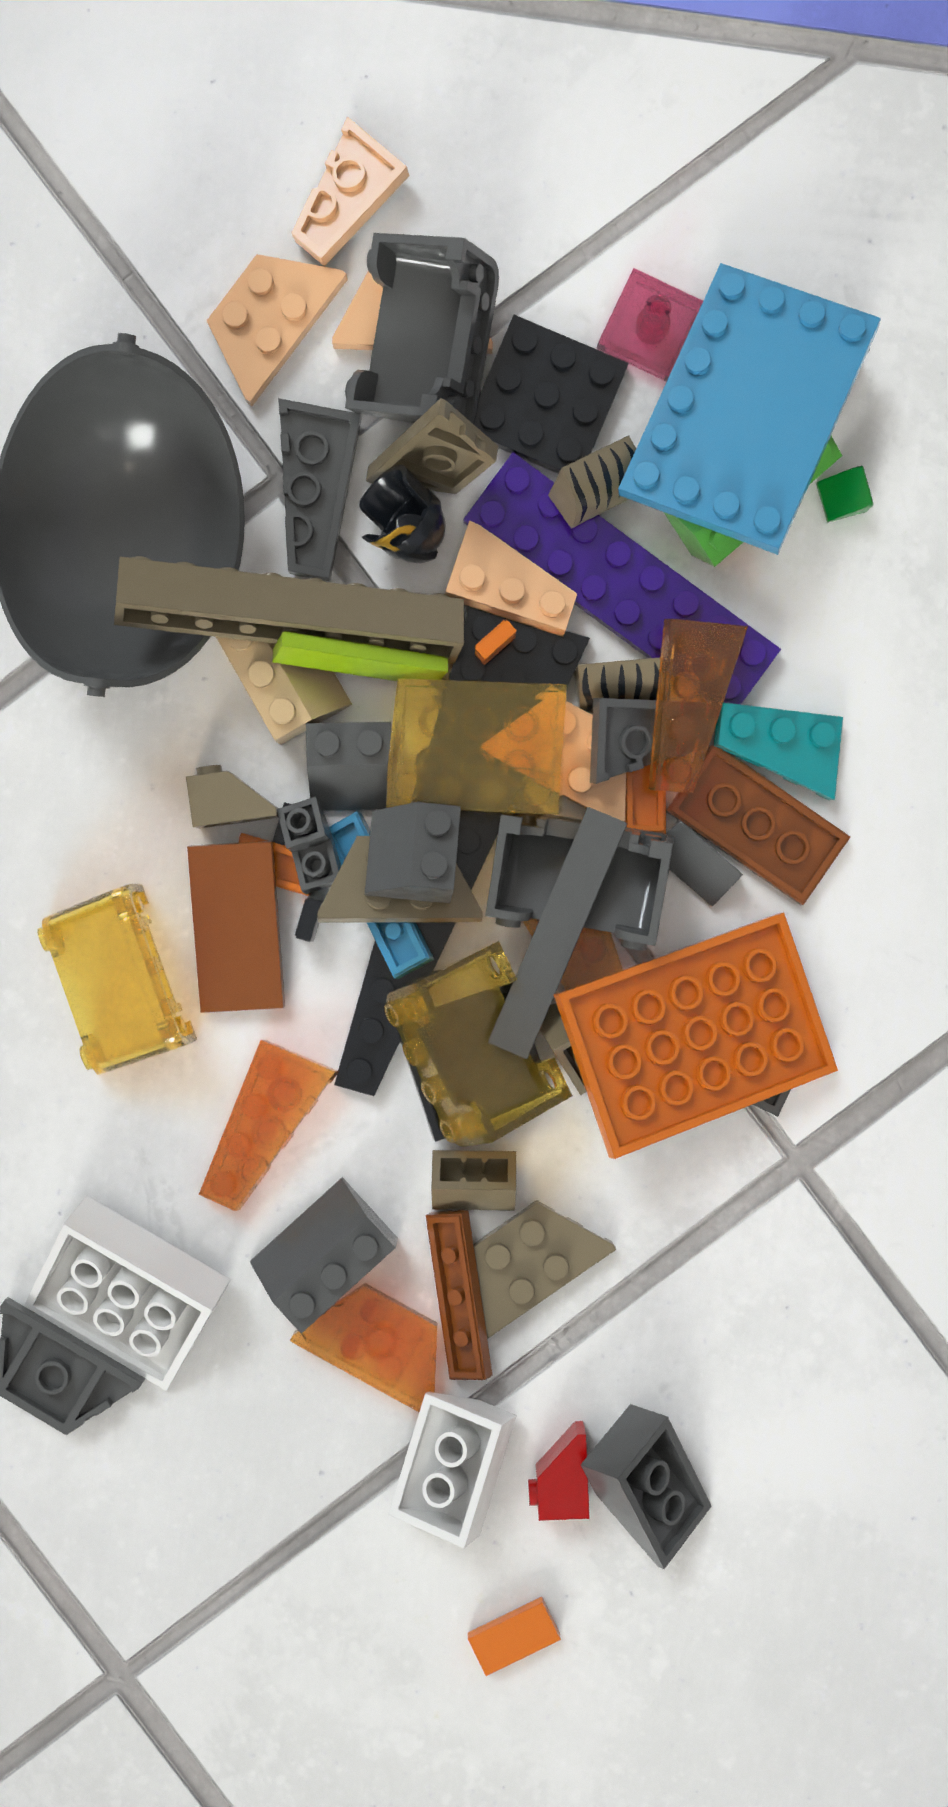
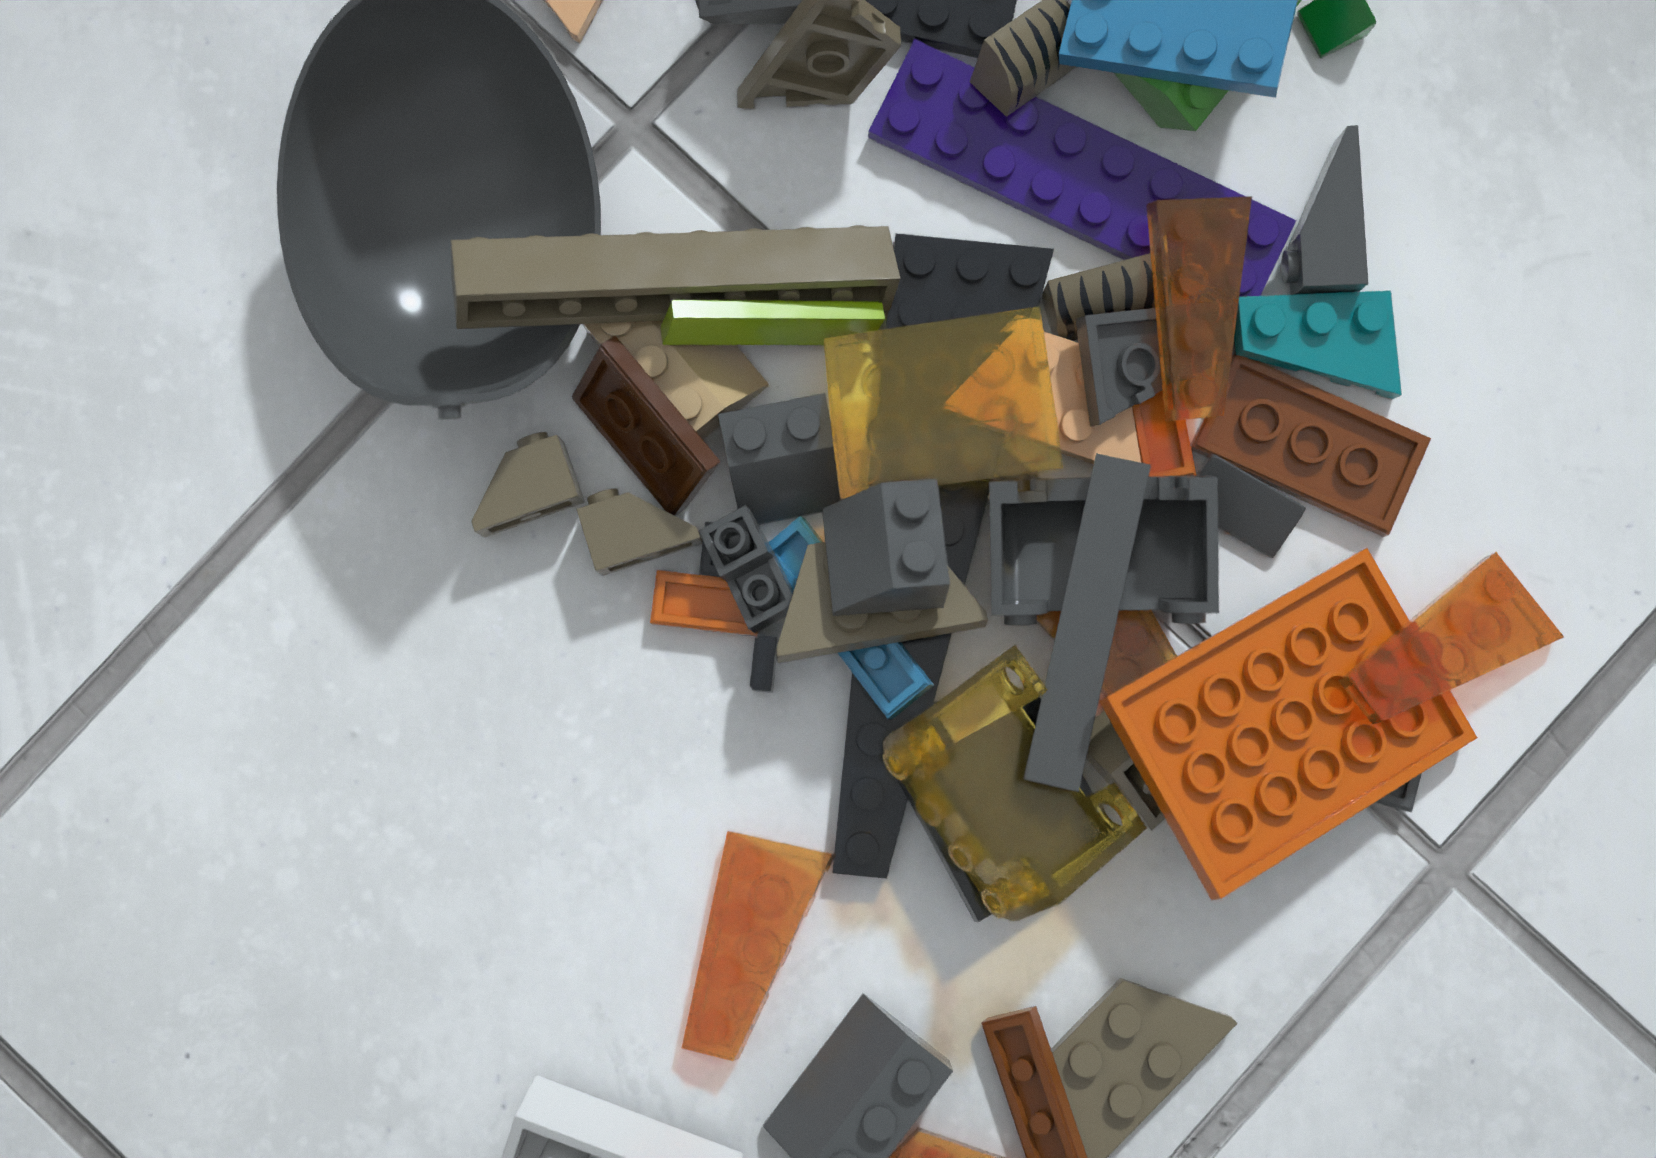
camera: 10 degrees left, 5 degrees down
(114, 980) = (527, 786): clear yellow windscreen -> none
(154, 750) = (528, 485): none -> dark tan slope
(236, 926) = (671, 690): dark orange tile -> none
(248, 722) = (644, 427): none -> reddish brown tile
(317, 470) = (675, 111): dark grey wing -> none
(406, 515) = (796, 137): black helmet -> none
(473, 1180) = (1036, 965): dark tan brick -> none
(495, 641) = (938, 270): orange tile -> none
(508, 584) = (940, 200): light nougat wing -> none
(803, 668) = (1330, 238): none -> dark grey slope
(837, 993) = (1456, 638): none -> clear orange wing

